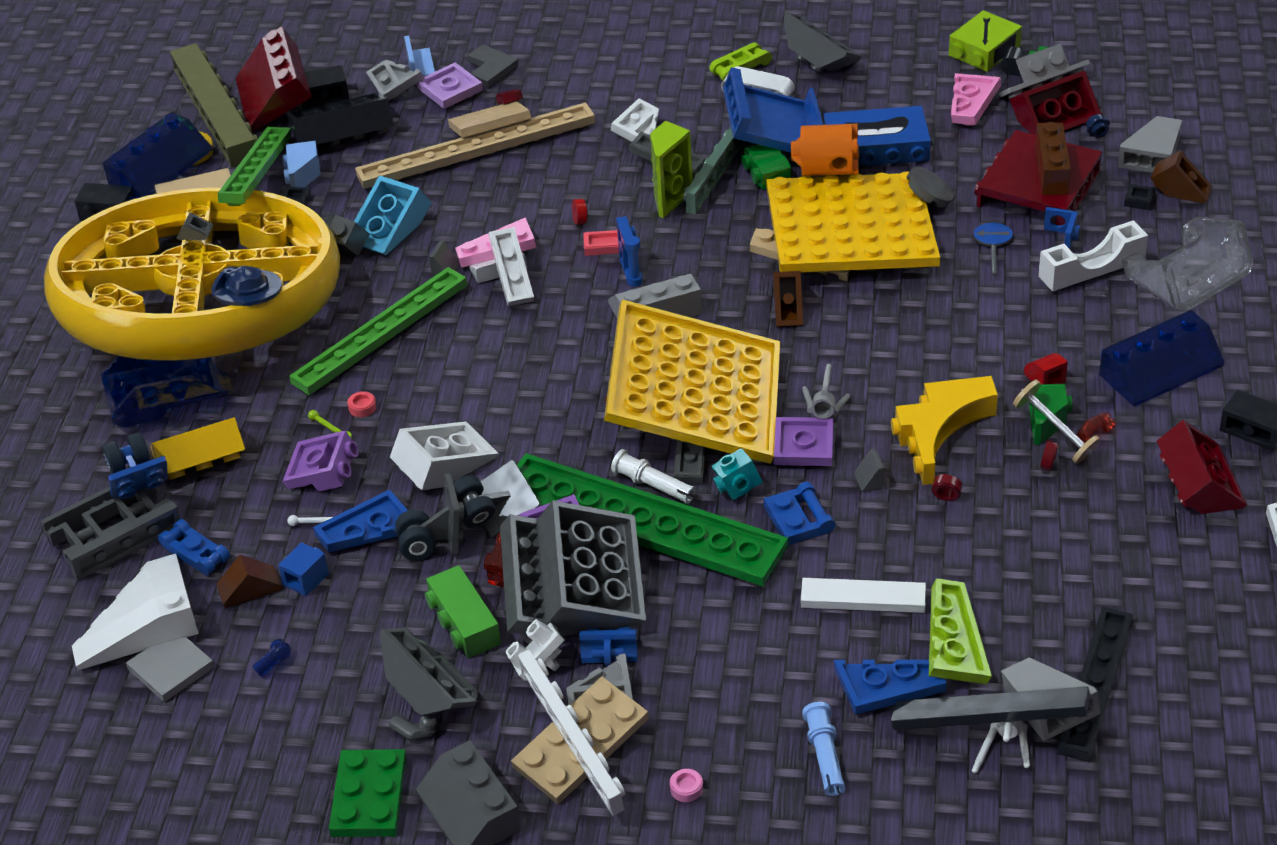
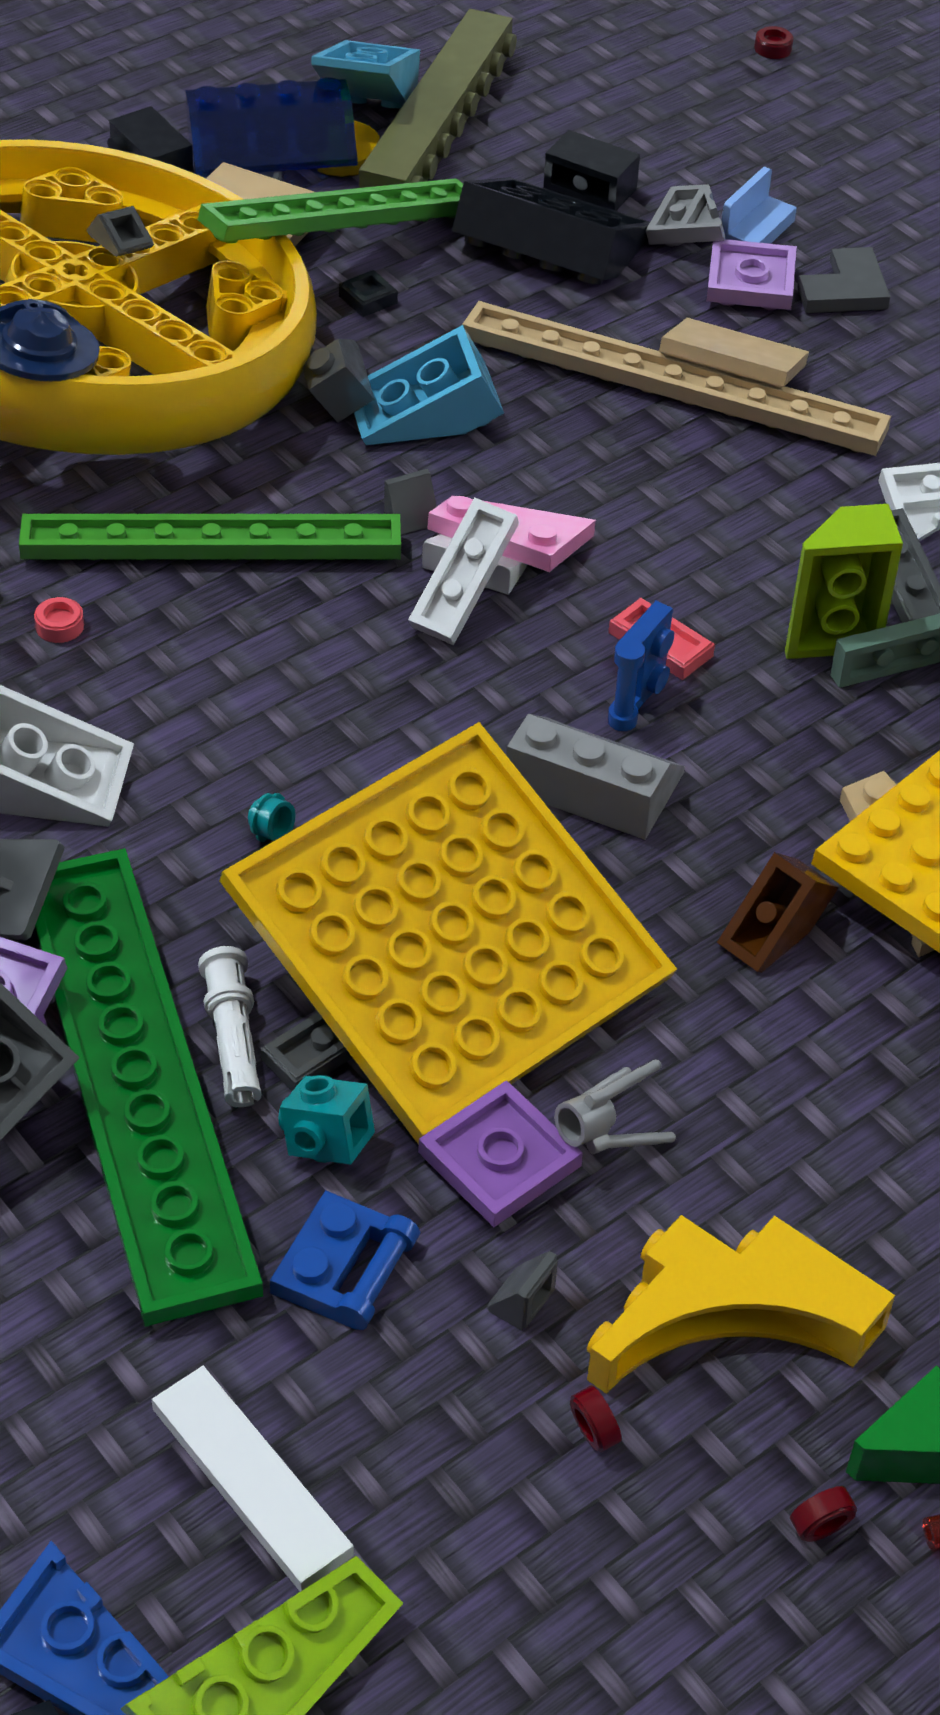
camera: 40 degrees right, 5 degrees up
(172, 98) = (371, 70): none -> medium azure slope
(272, 79) = (539, 118): dark red slope -> none
(301, 164) = (426, 254): light blue slope -> none
(509, 96) = (808, 340): dark red tile -> none
(560, 404) = (271, 817): none -> teal plate
(579, 211) = (673, 563): red tile -> none
(1027, 394) = (890, 1379): axle -> none

